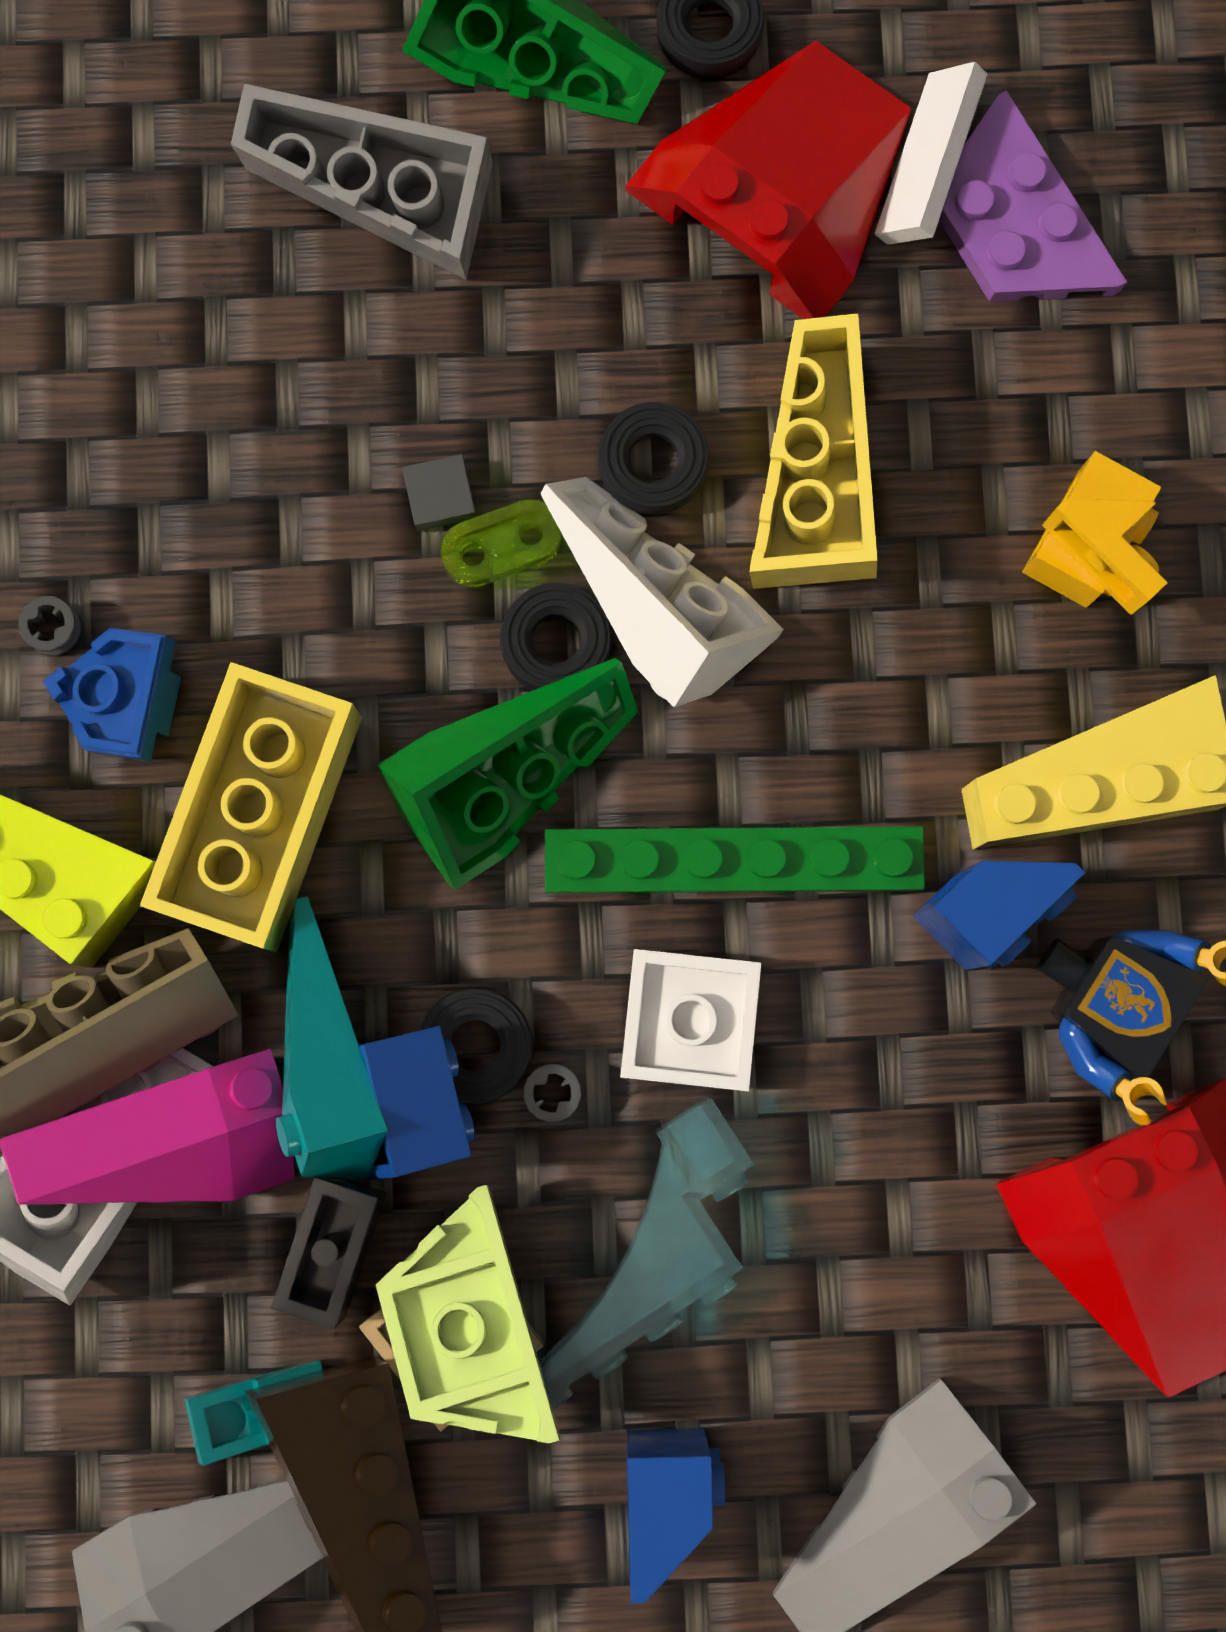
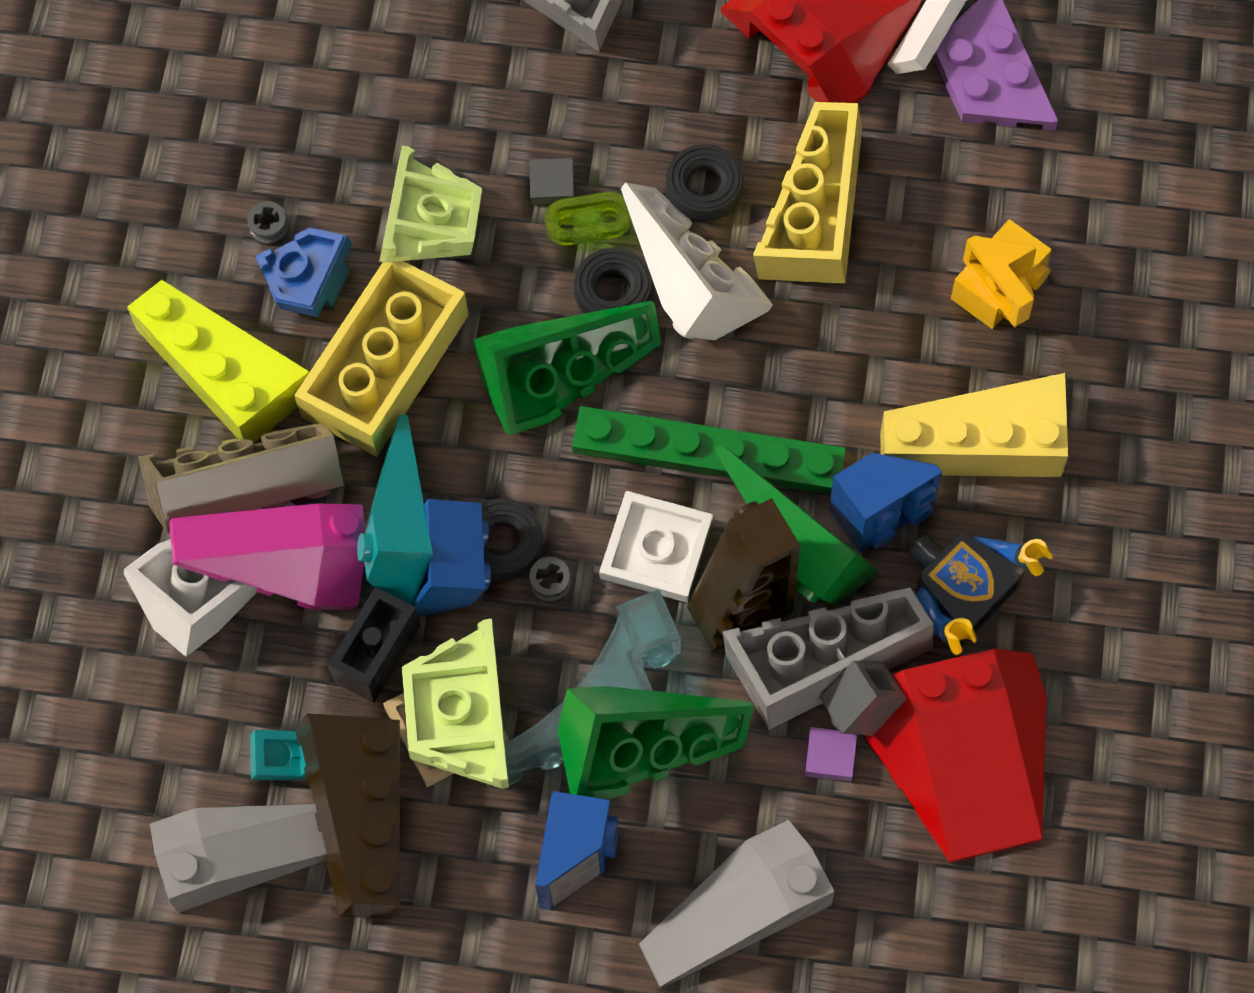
camera: 15 degrees right, 15 degrees down
(276, 579) = (429, 212): none -> yellowish green wing
(714, 1322) = (631, 735): none -> green wedge
(841, 1078) = (748, 574): none -> dark brown wedge
(913, 1006) = (826, 563): none -> green wedge
(943, 1152) = (797, 660): none -> light grey wedge
(981, 1276) = (830, 754): none -> medium lavender tile
(1020, 1206) = (862, 698): none -> dark grey brick

